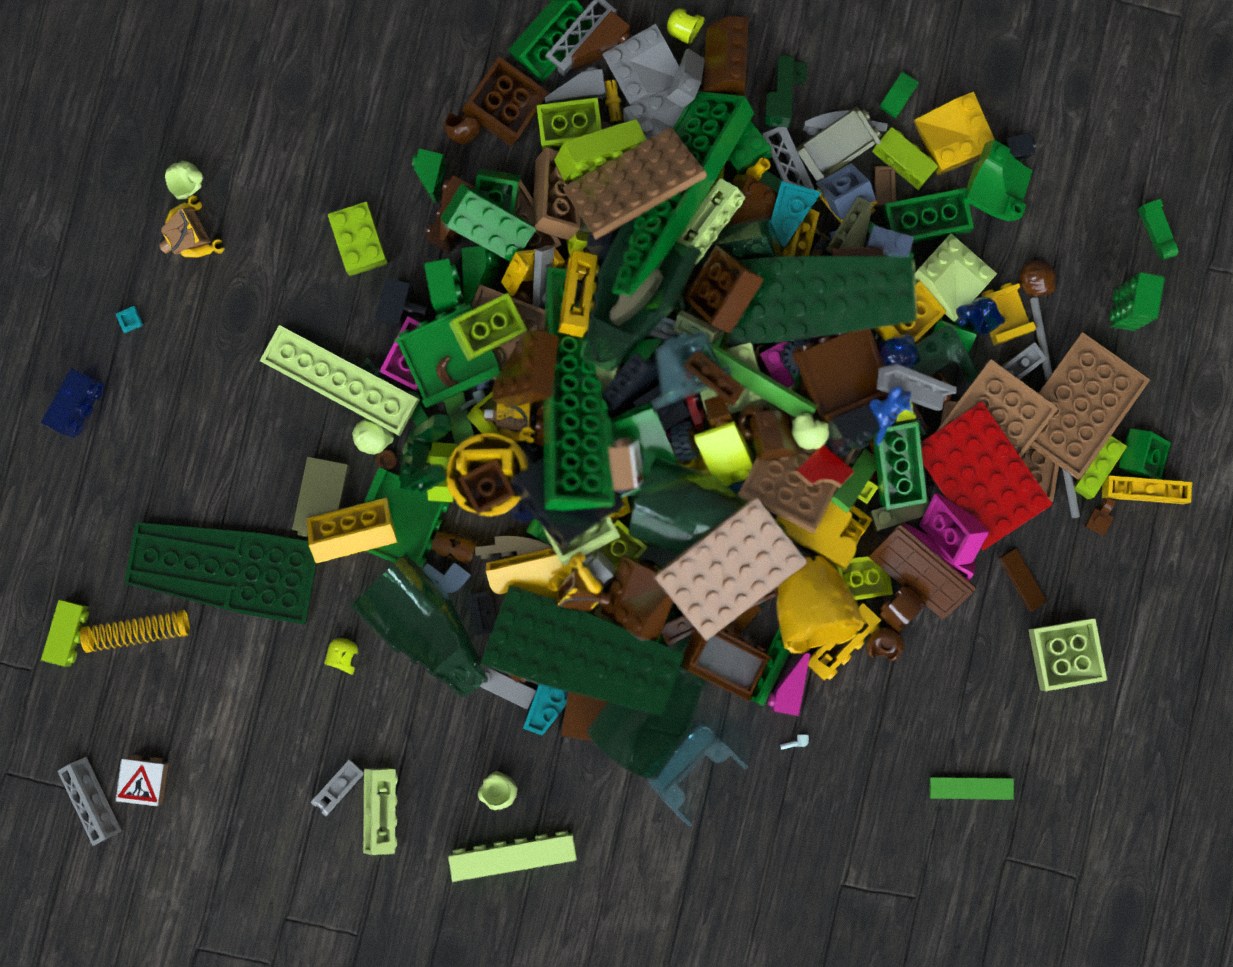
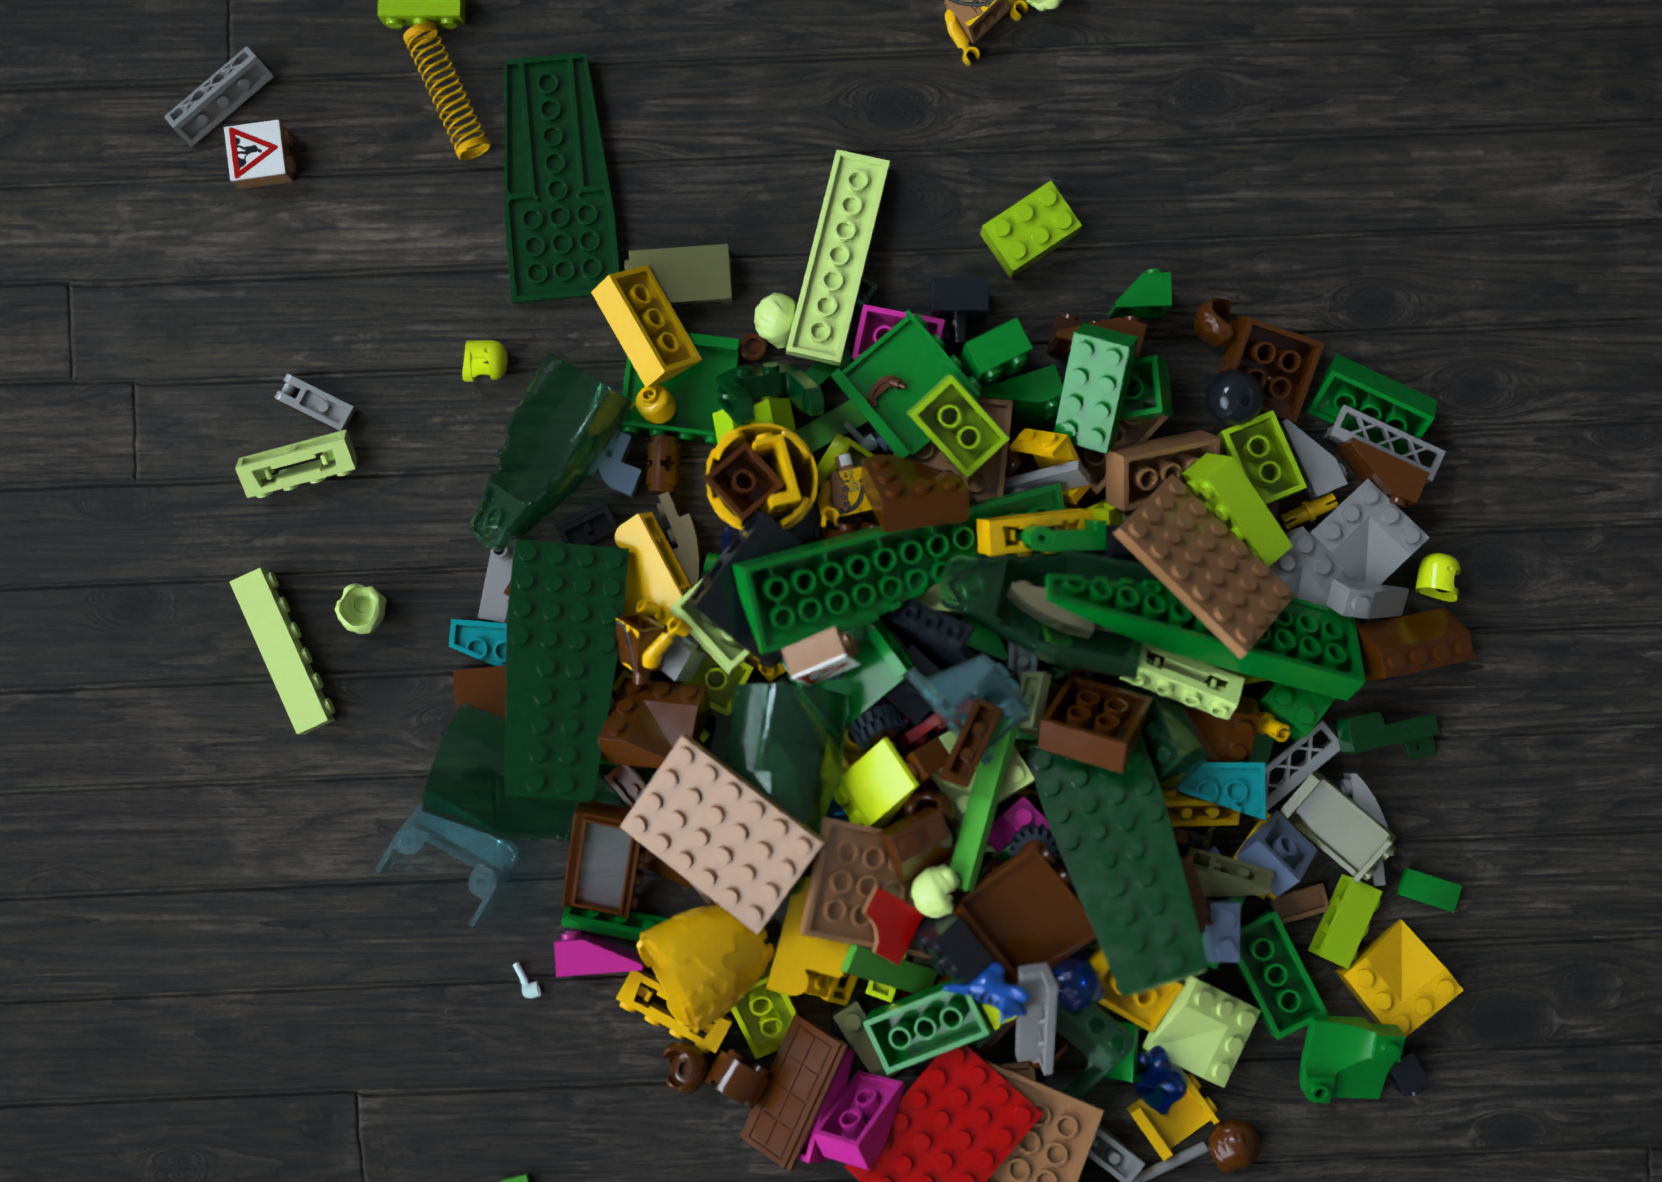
camera: 75 degrees right, 0 degrees up
(409, 539) = (655, 404): none -> yellow head
(520, 129) = (1234, 397): none -> black cylinder
(593, 257) = (1074, 539): none -> green leg

